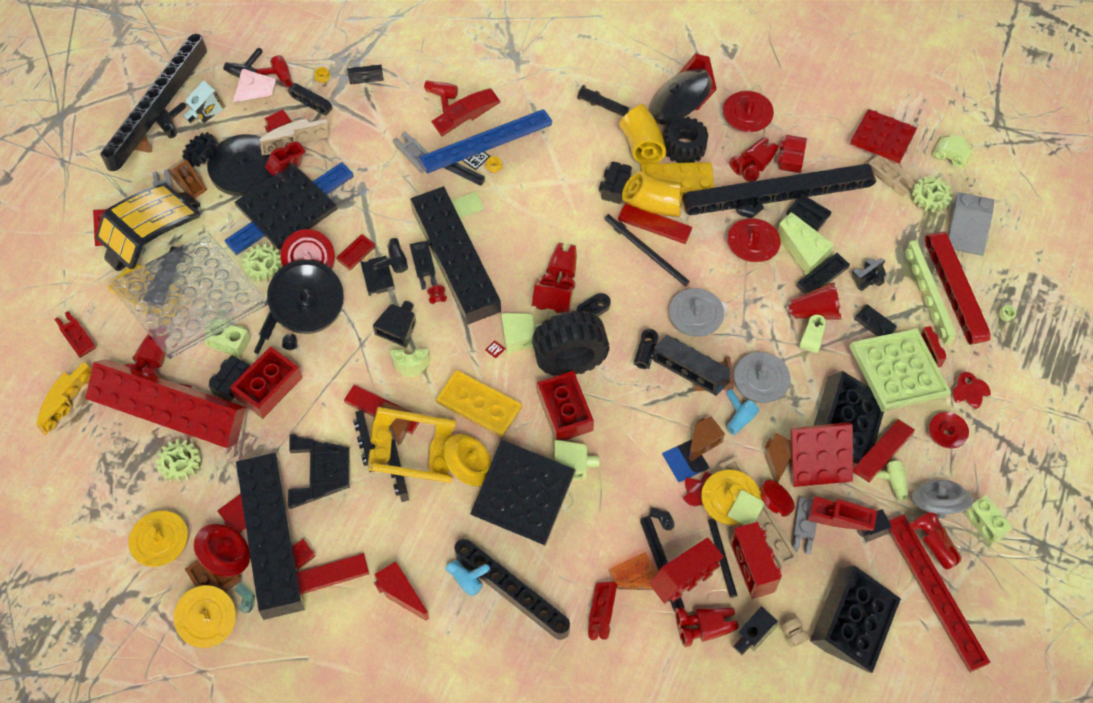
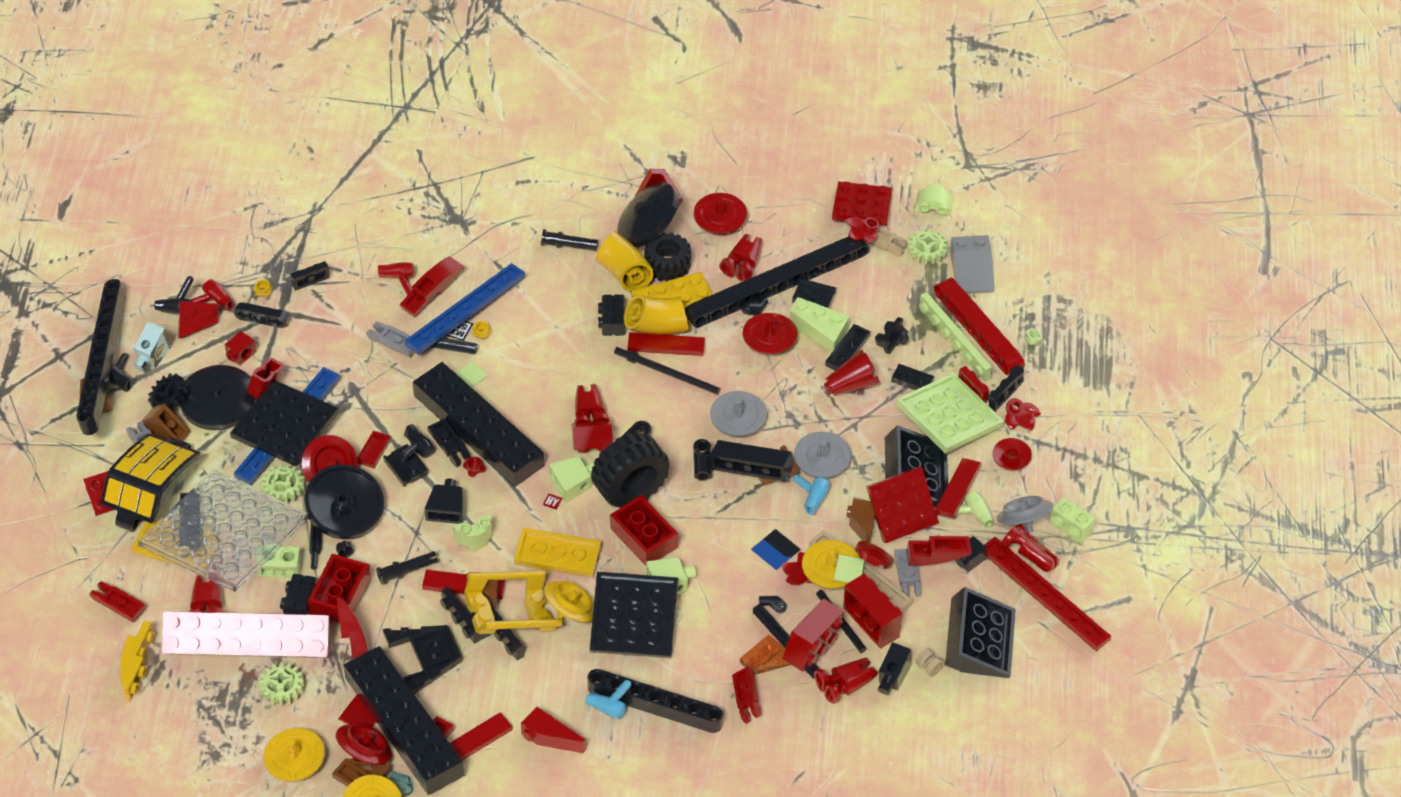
camera: 20 degrees left, 10 degrees down
(257, 426) = (351, 628): none -> red slope
(296, 131) = (261, 350): tan slope -> none
(328, 377) = (397, 569): none -> black pin
(705, 437) = (787, 522): dark orange slope -> none
(793, 153) = (778, 243): red brick -> none
(813, 335) = (857, 403): yellowish green piece -> none
(875, 161) = (863, 229): none -> red plate
(964, 359) = (1006, 388): none -> black hinge

